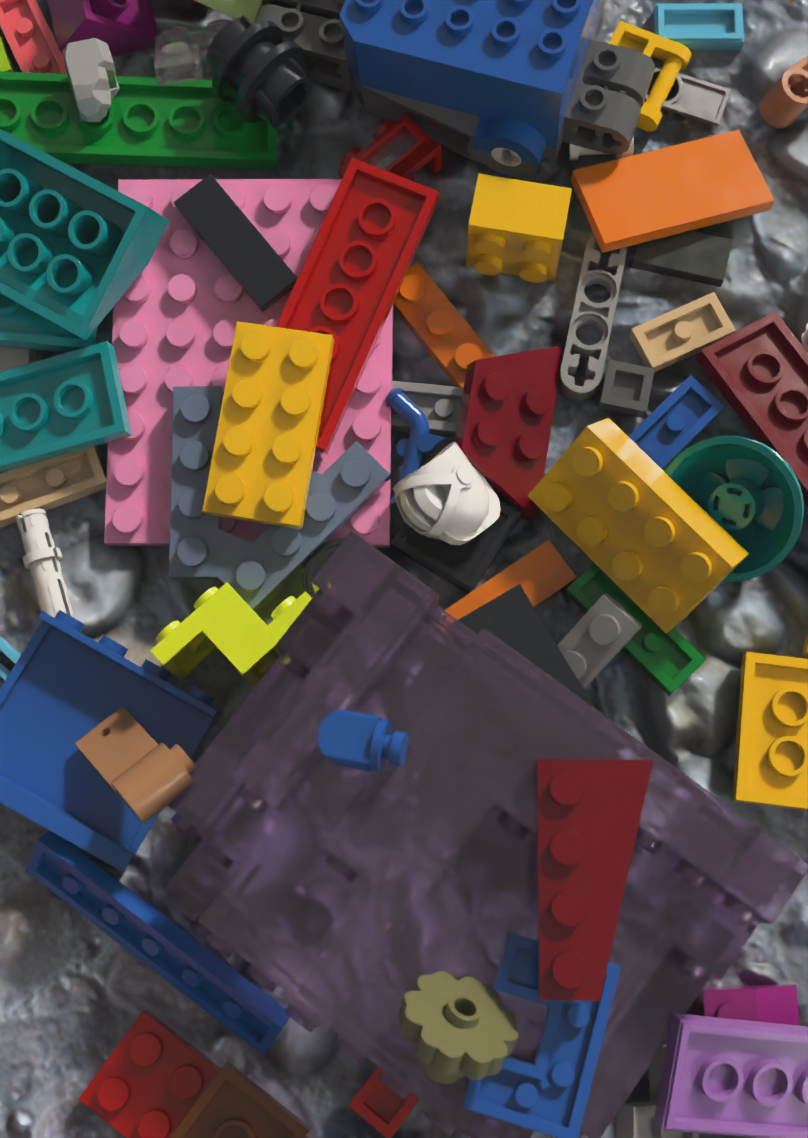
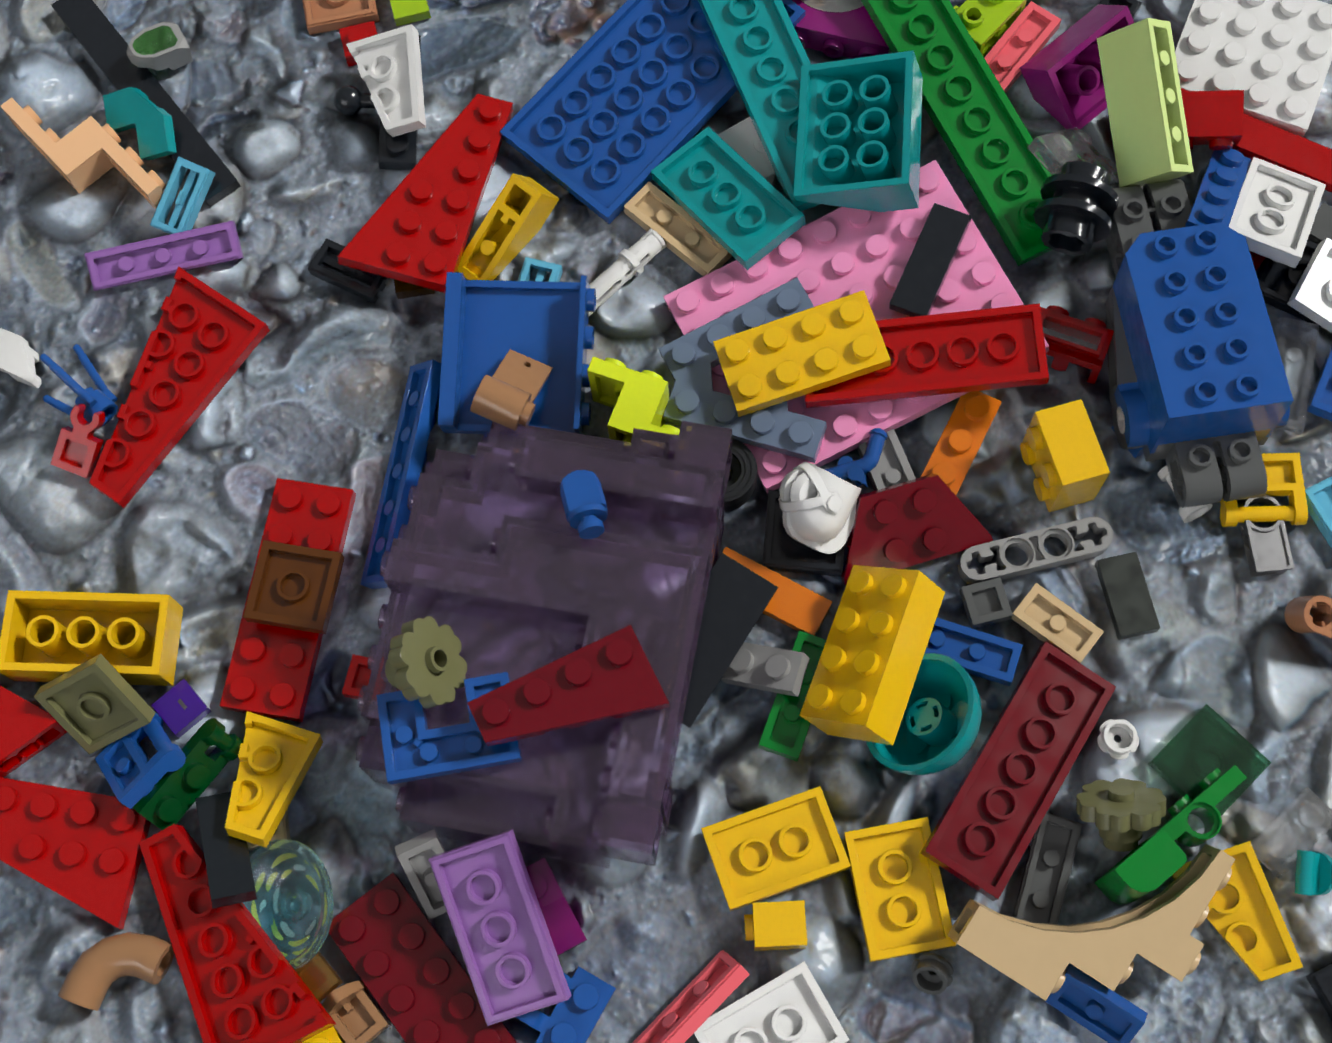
camera: 65 degrees right, 5 degrees down
(91, 77) = (1000, 99): light grey rock -> none
(671, 190) = (1174, 561): orange tile -> none

